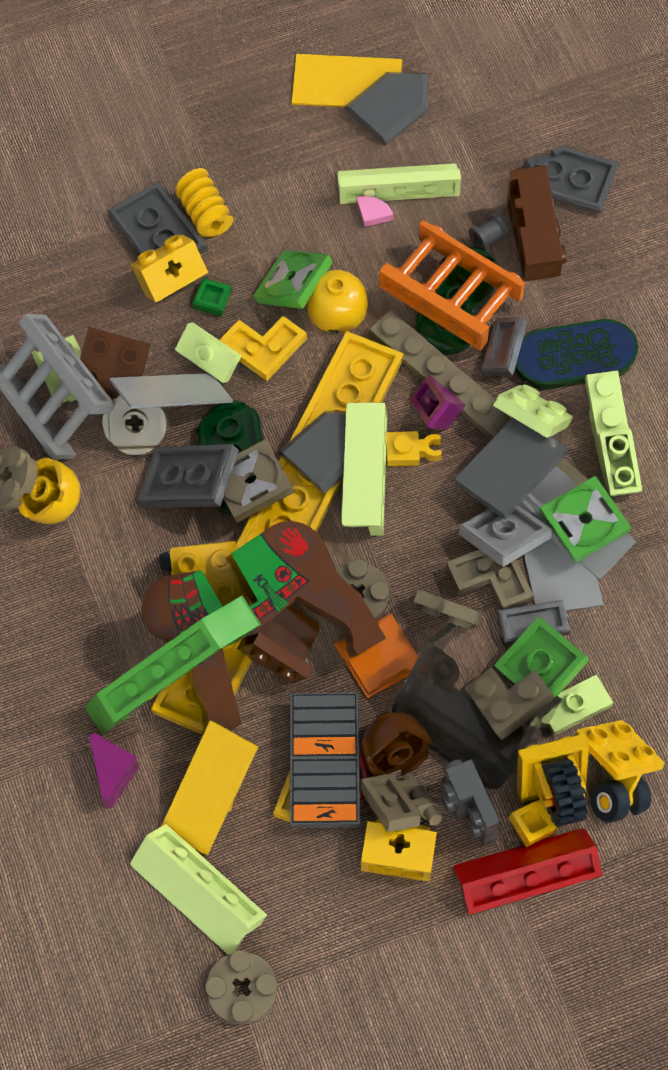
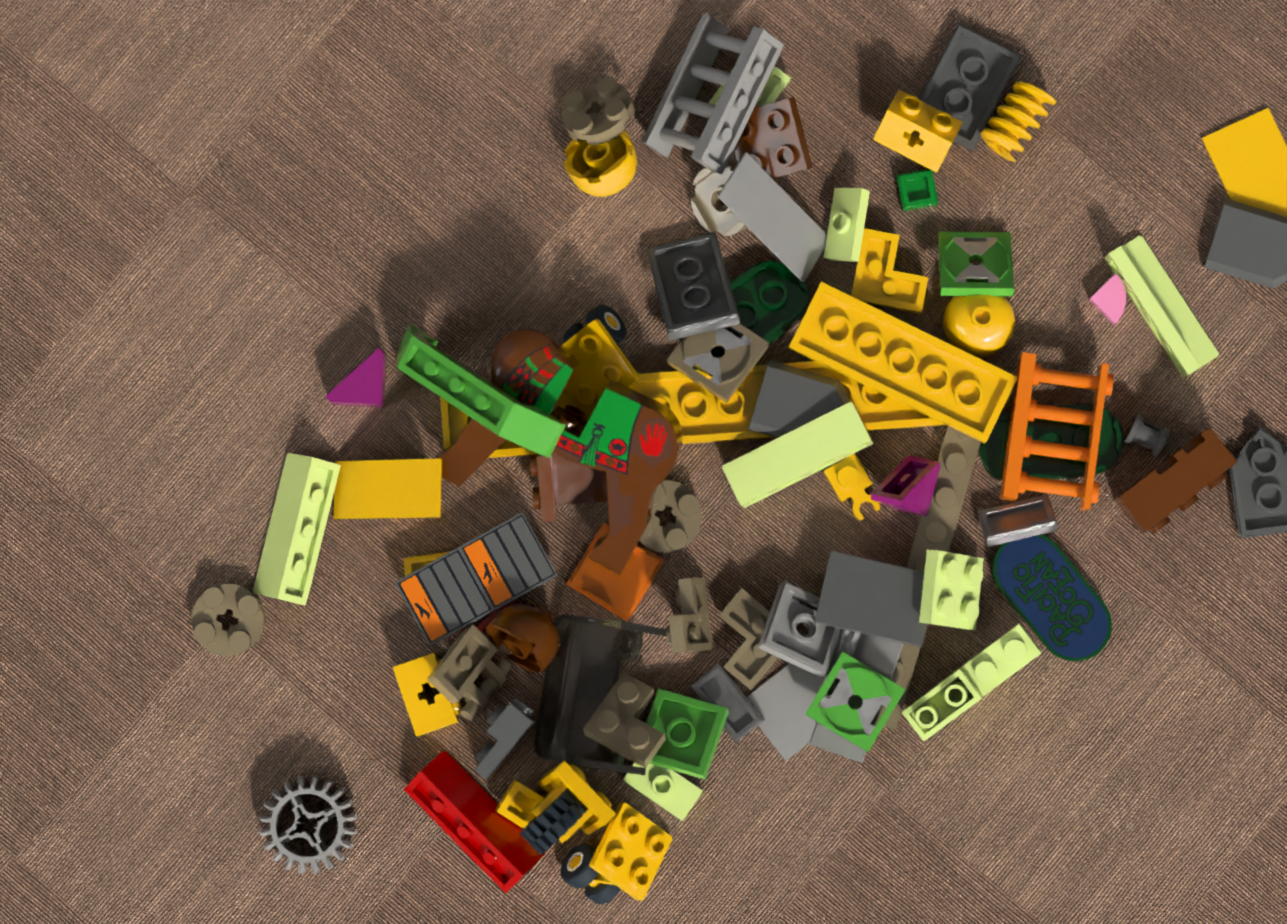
camera: 65 degrees right, 20 degrees up
(337, 359) = (903, 362): none -> yellow plate
(474, 1009) = (301, 809): none -> light grey gear

